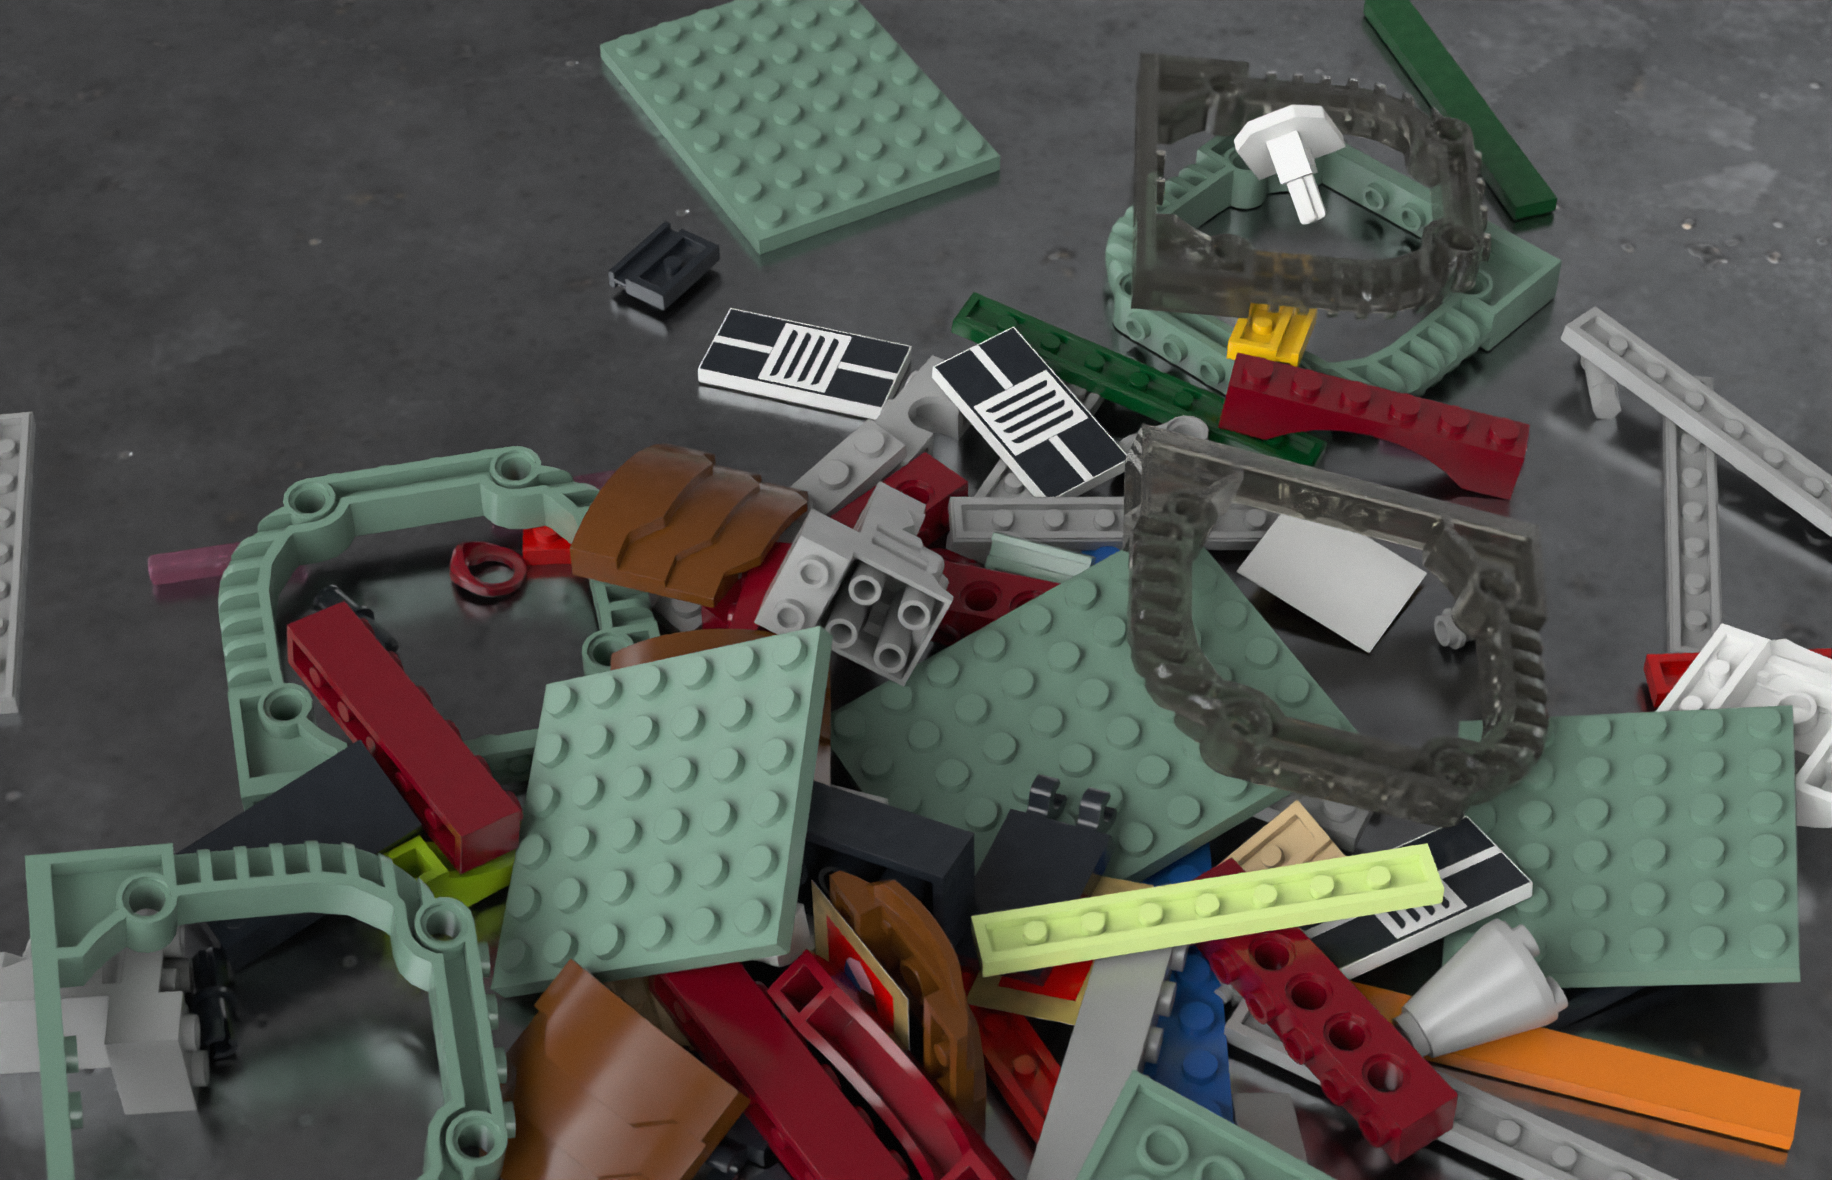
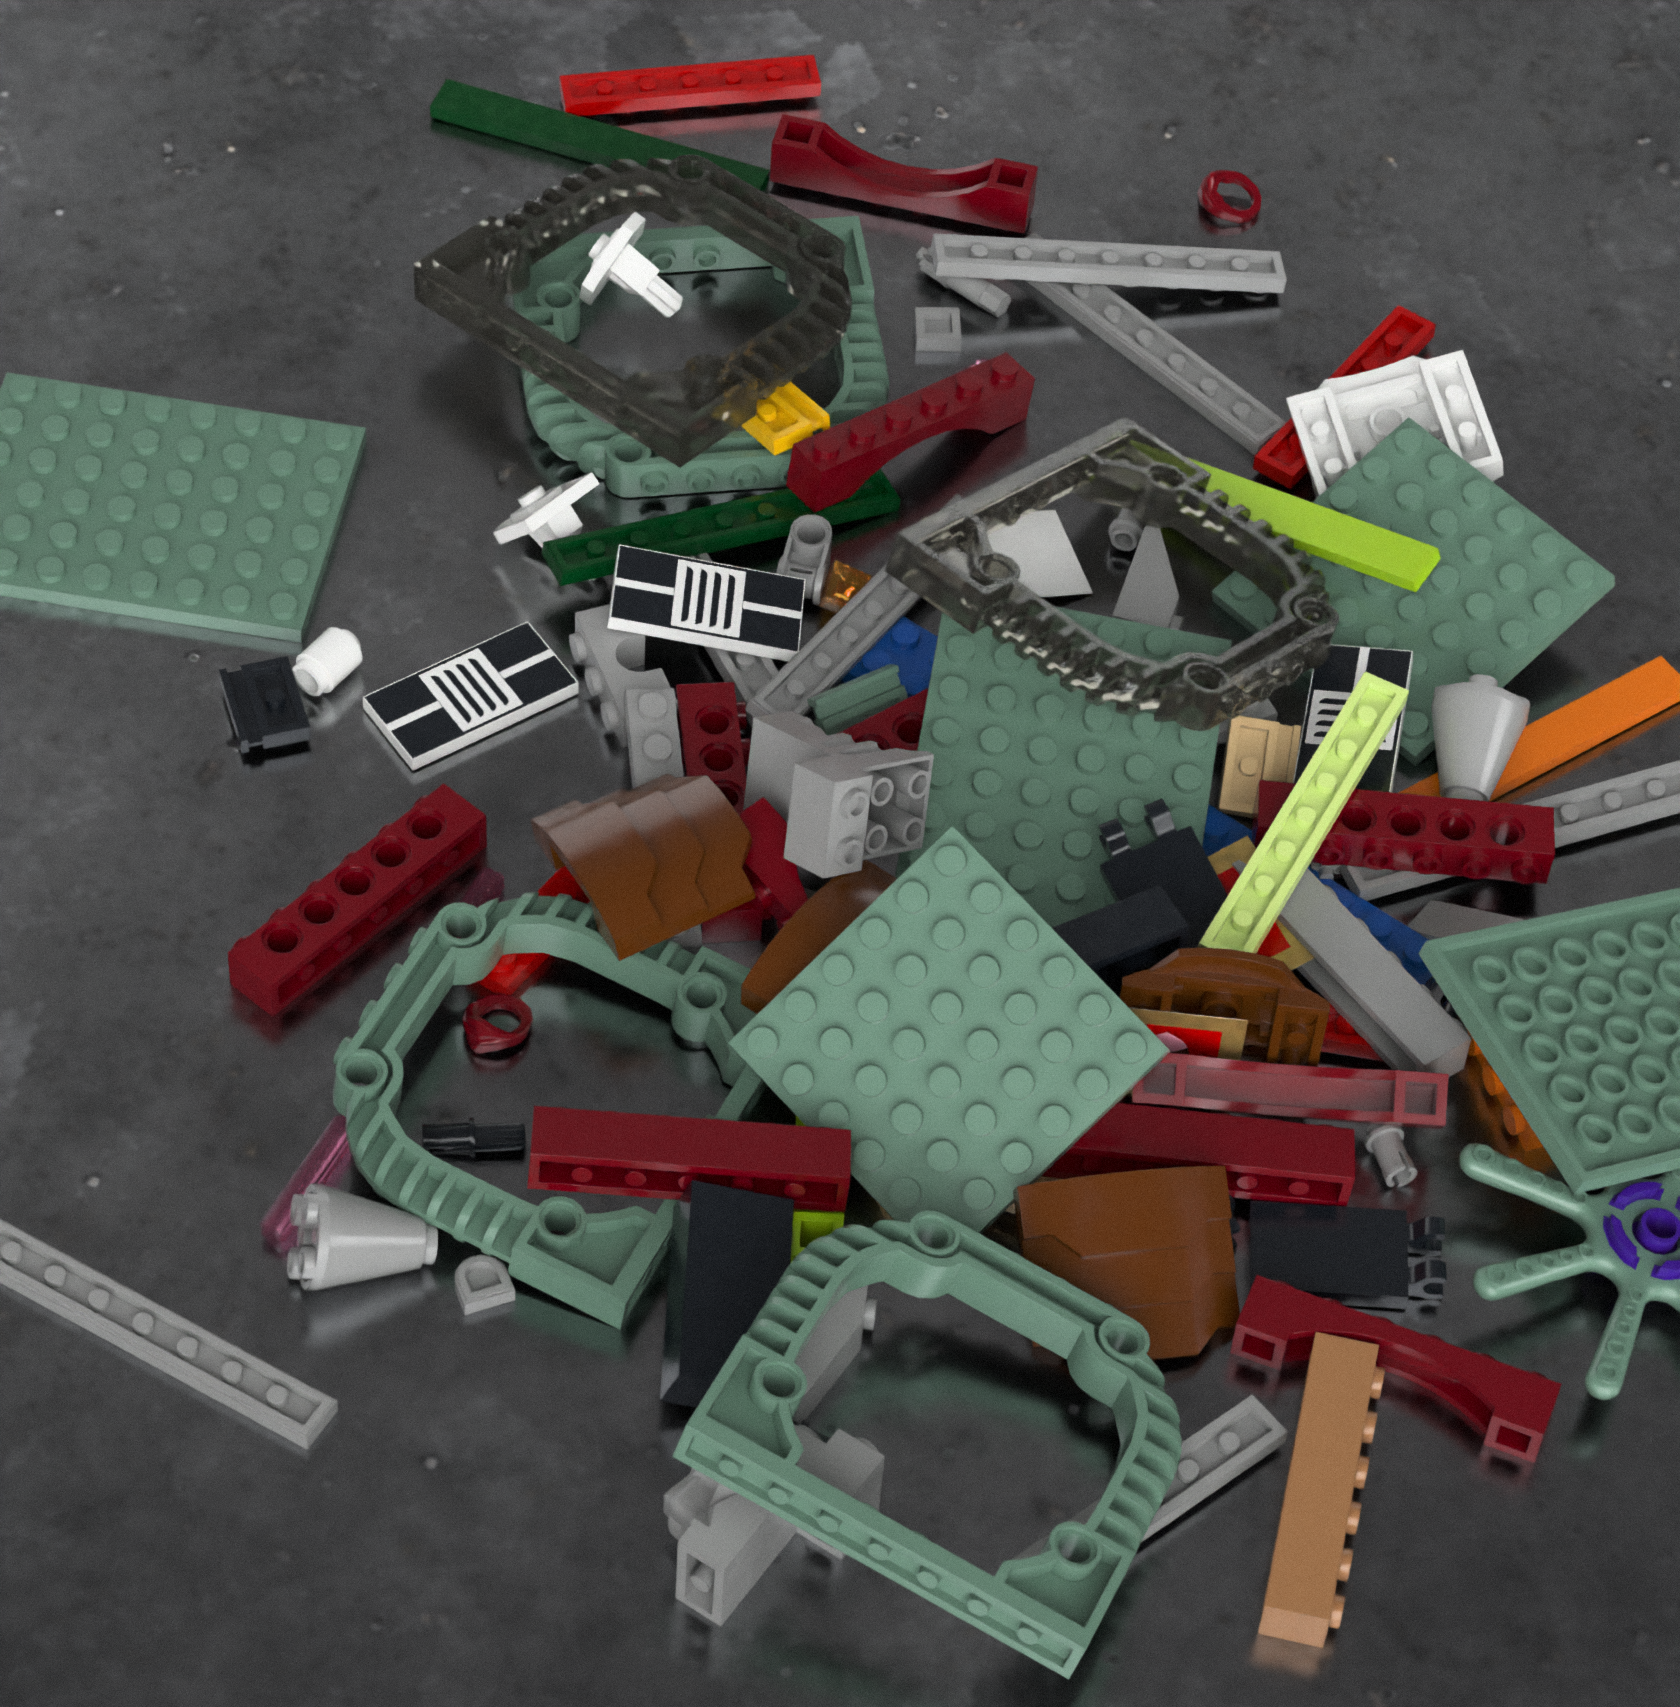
camera: 55 degrees left, 5 degrees up
(164, 604) = (354, 1239): none -> light grey cone
(208, 717) = (482, 1283): none -> light grey tile
(314, 960) = (834, 1346): none -> light grey slope
(548, 418) = (356, 899): none -> dark red brick
(741, 269) = (327, 661): none -> white brick
(1019, 281) = (547, 513): none -> white piece
(1392, 682) = (1150, 587): none -> light grey slope
(1528, 389) = (937, 329): none -> light grey tile
(1582, 717) = (1331, 533): none -> lime tile
(1584, 109) = (690, 85): none -> red plate
(1704, 322) = (819, 159): none -> dark red arch

